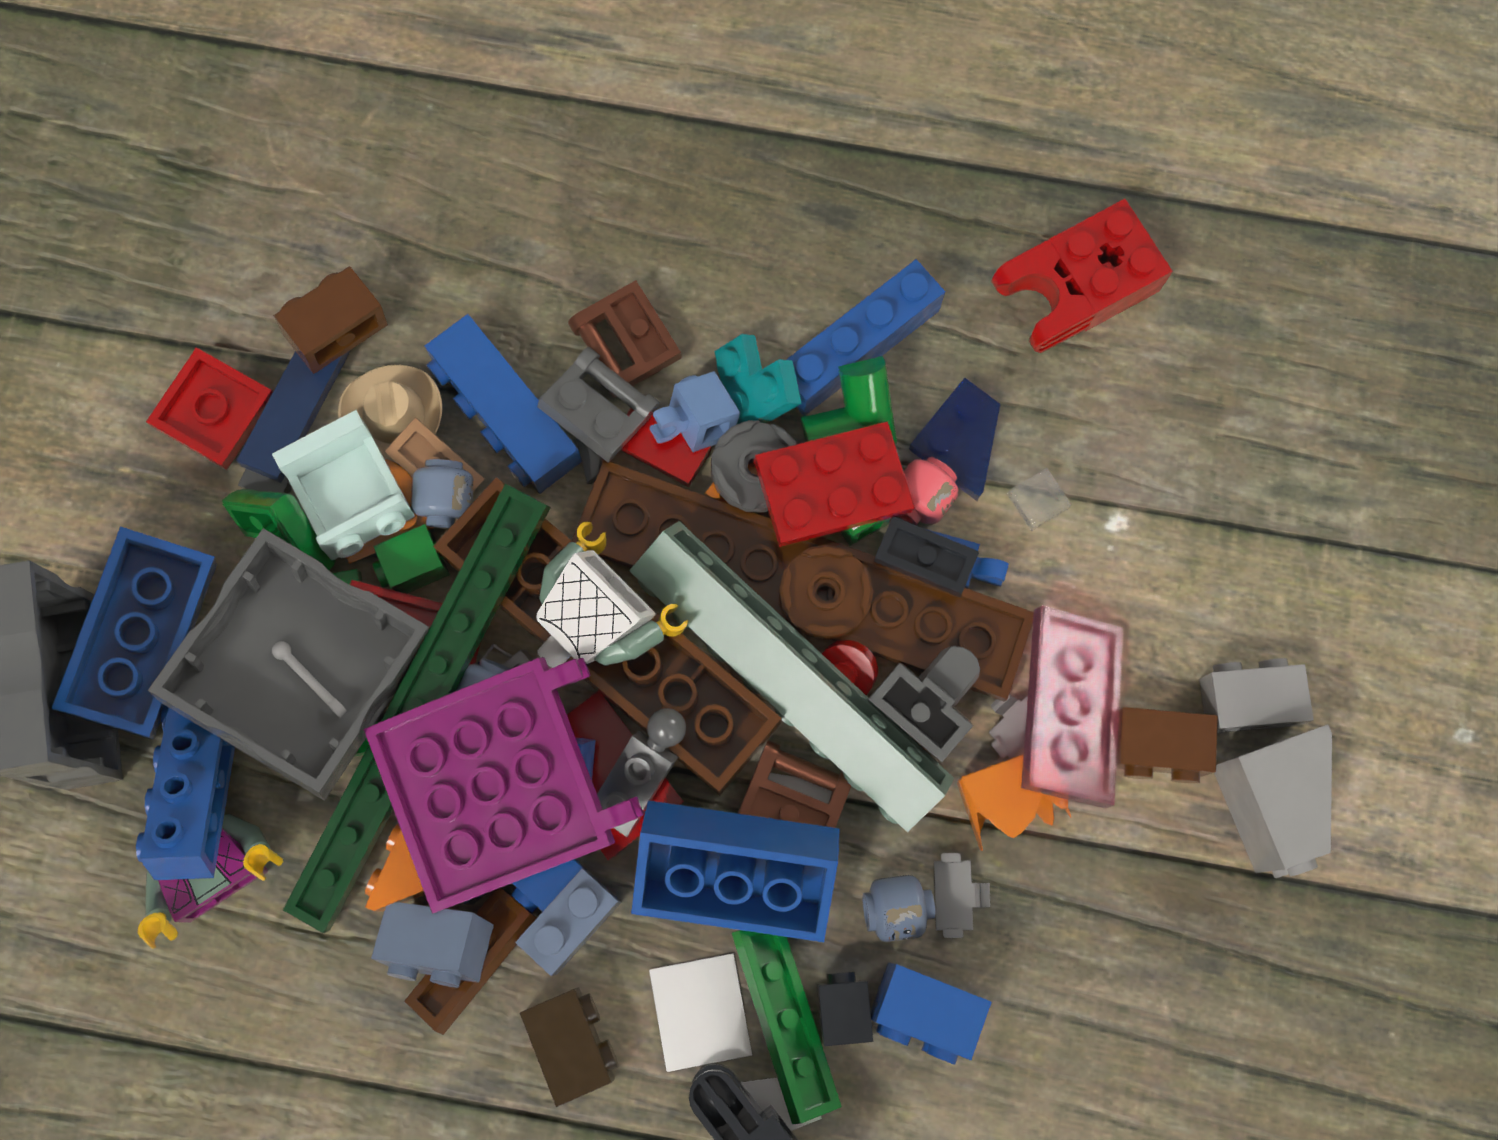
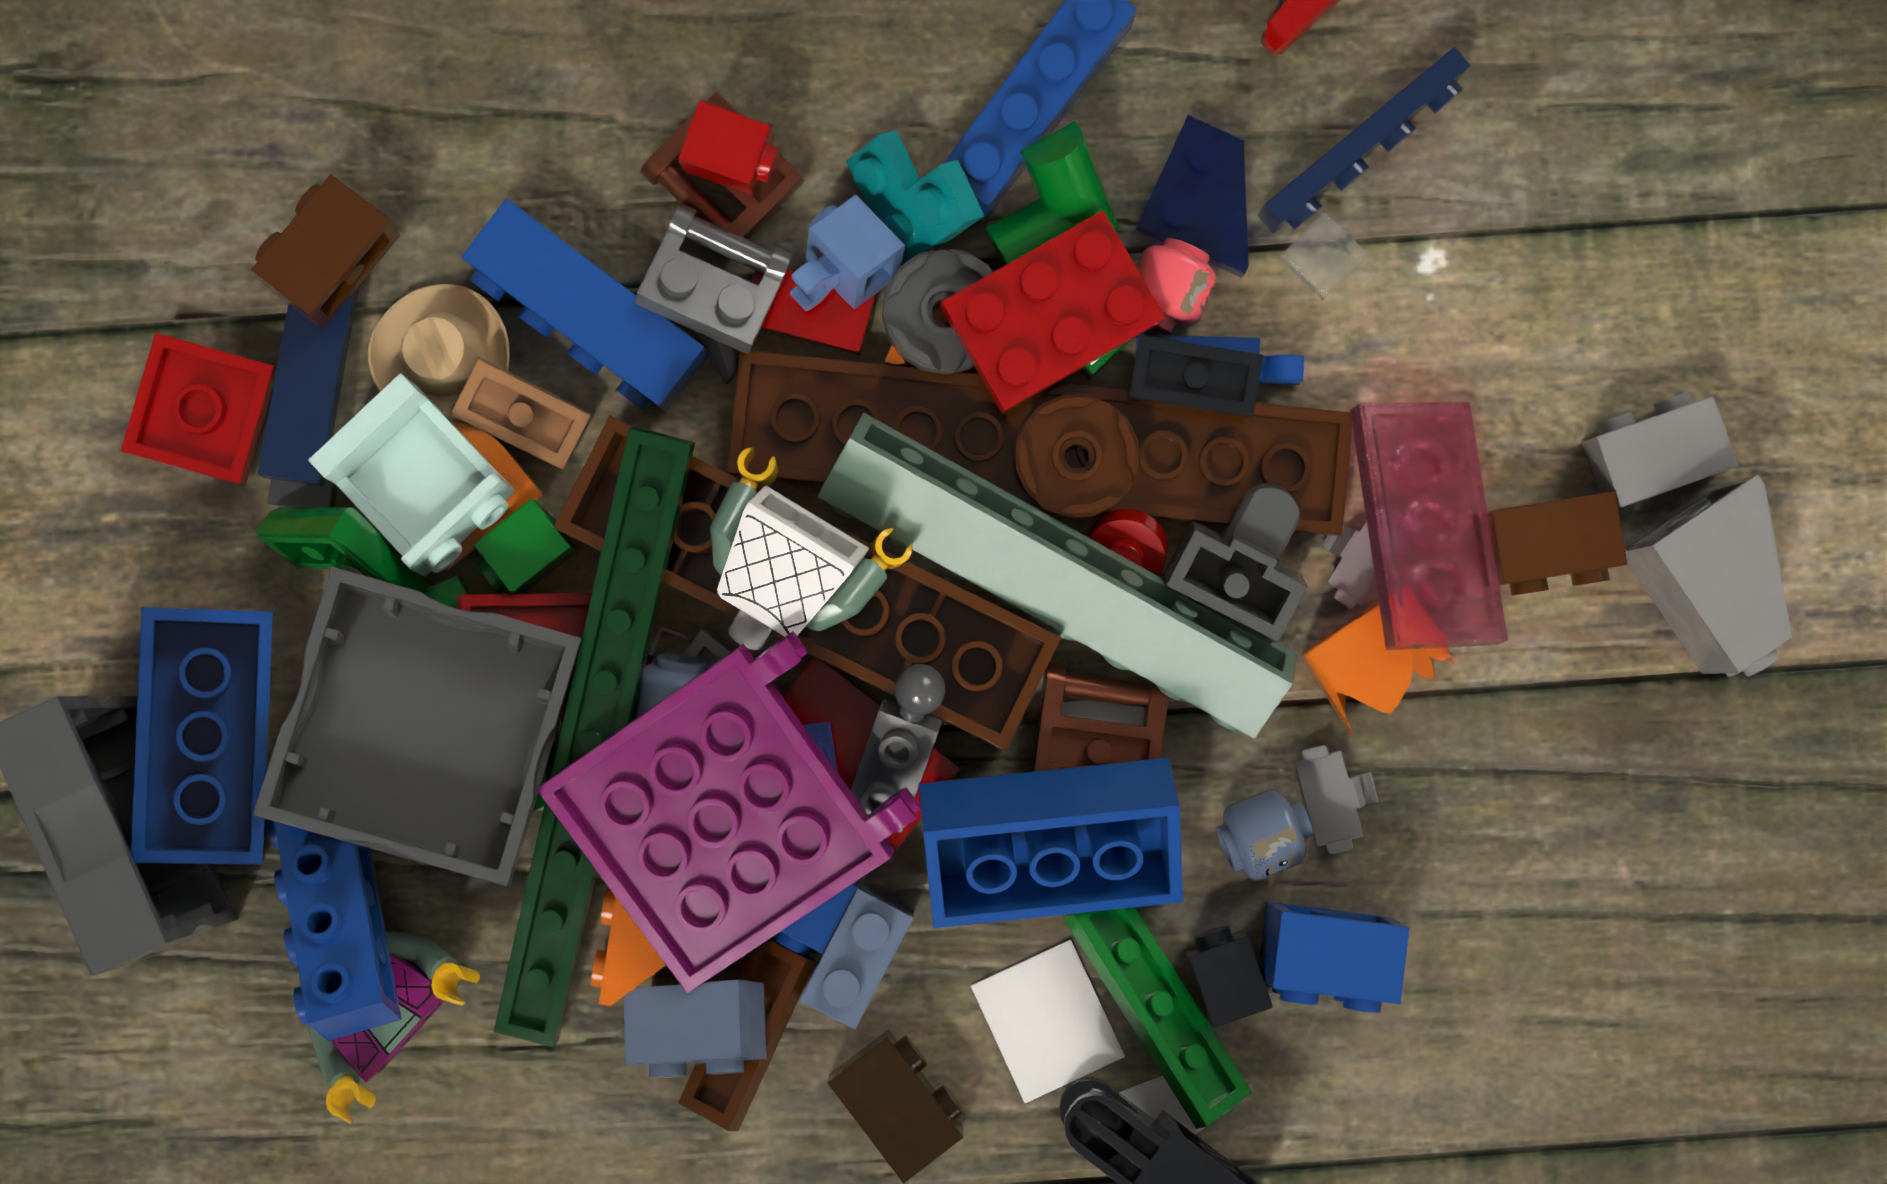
camera: 15 degrees left, 10 degrees up
(282, 651) = (400, 714): light grey hinge -> none
(441, 492) = (542, 451): sand blue head -> none
(632, 317) = (729, 149): none -> red brick
(1071, 433) = (1385, 127): none -> dark blue plate

